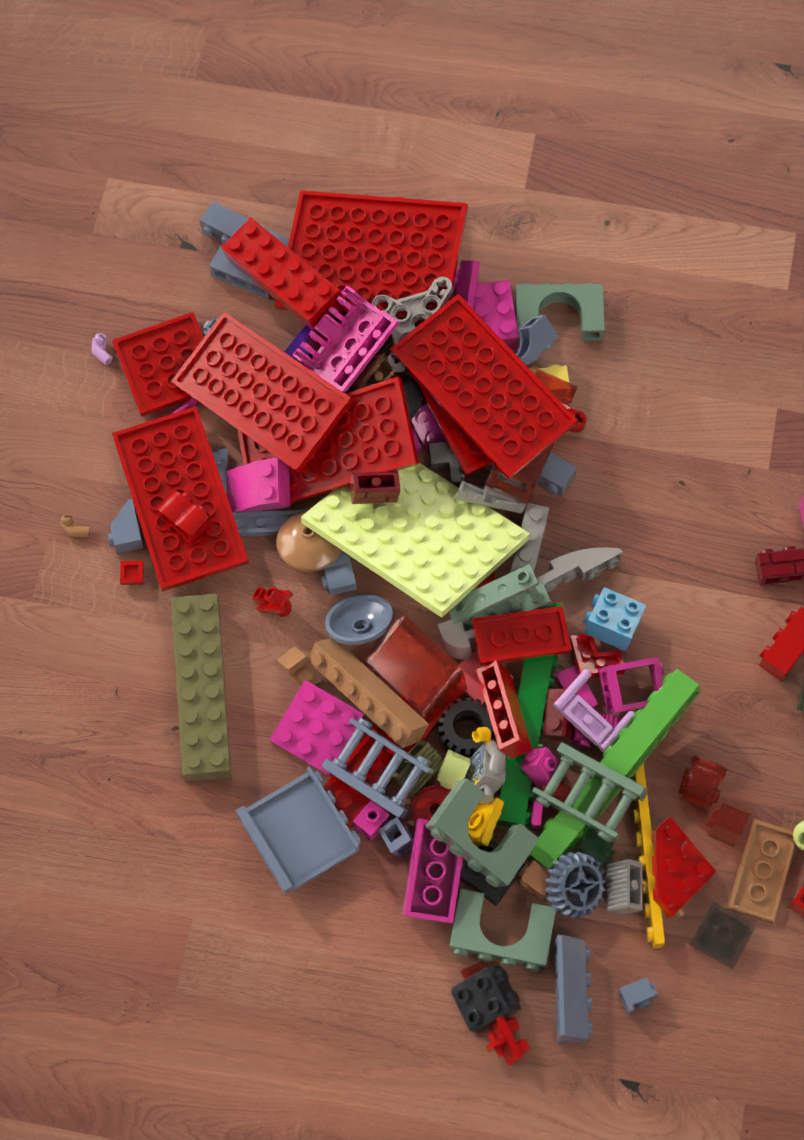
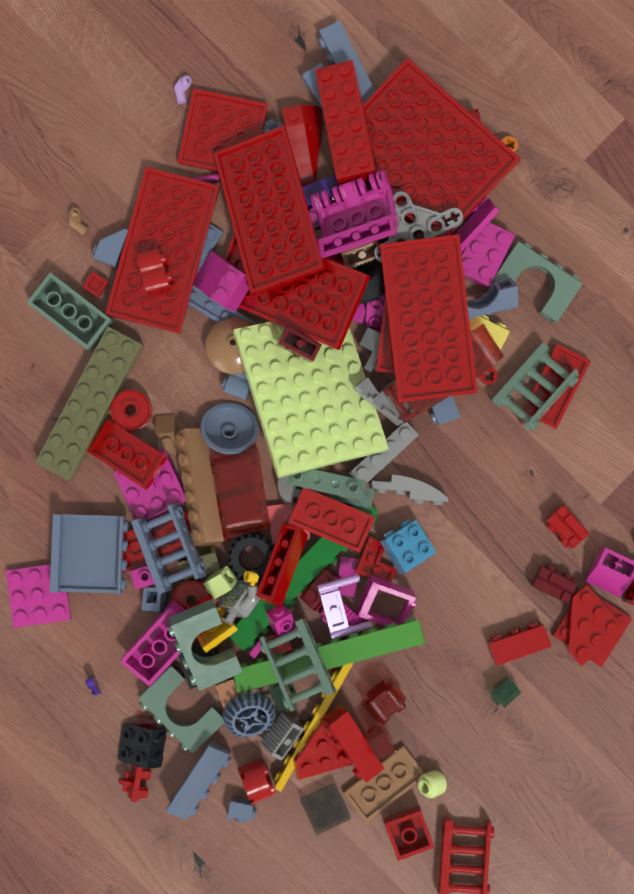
camera: 30 degrees right, 20 degrees up
(123, 610) = (70, 312): none -> sand green brick
(242, 654) = (123, 401): none -> red wheel
(246, 310) = (304, 132): none -> red wedge
(269, 918) = (31, 597): none -> dark pink plate
(272, 707) = (127, 454): none -> red plate
(273, 601) = (179, 373): red hips -> none
(393, 969) = (92, 684): none -> dark purple tile
(610, 389) = (529, 369): none -> sand green fence
(631, 950) = (255, 782): none -> red brick
(646, 390) = (569, 361): none -> red plate
(702, 841) = (352, 743): none -> red brick
(752, 507) = (566, 526): none -> red brick

